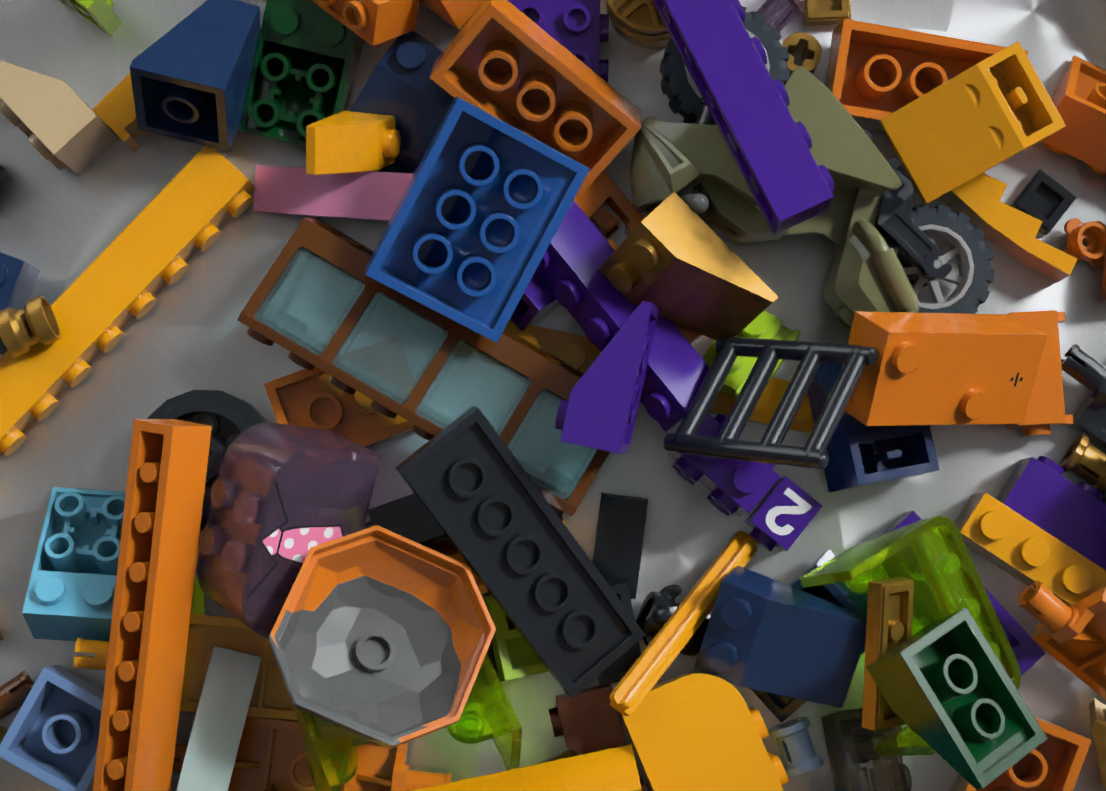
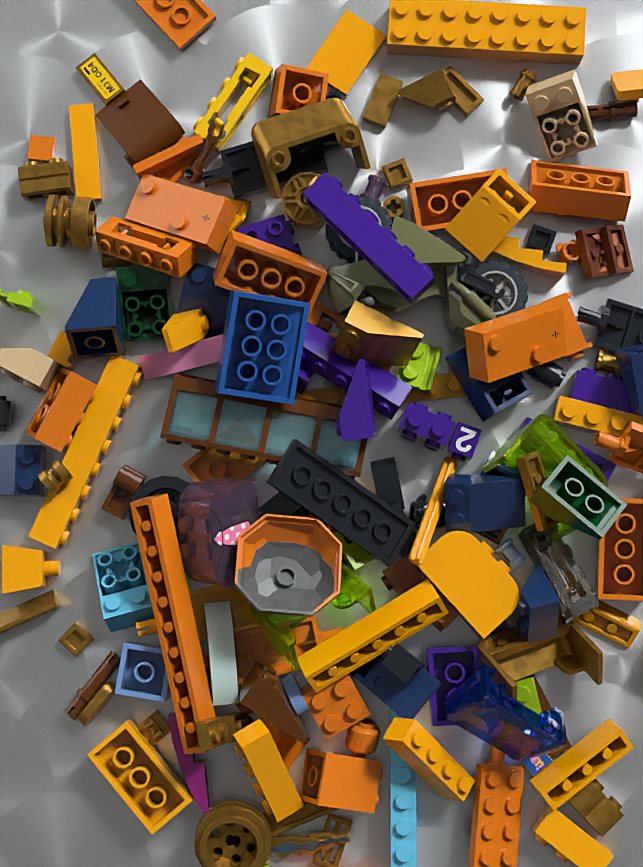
camera: 15 degrees left, 0 degrees up
(82, 213) = (61, 409): none -> orange brick
(150, 384) = (123, 490): none -> reddish brown plate
(770, 447) = (445, 409): black bar -> none
(974, 446) = (547, 374): none -> black brick

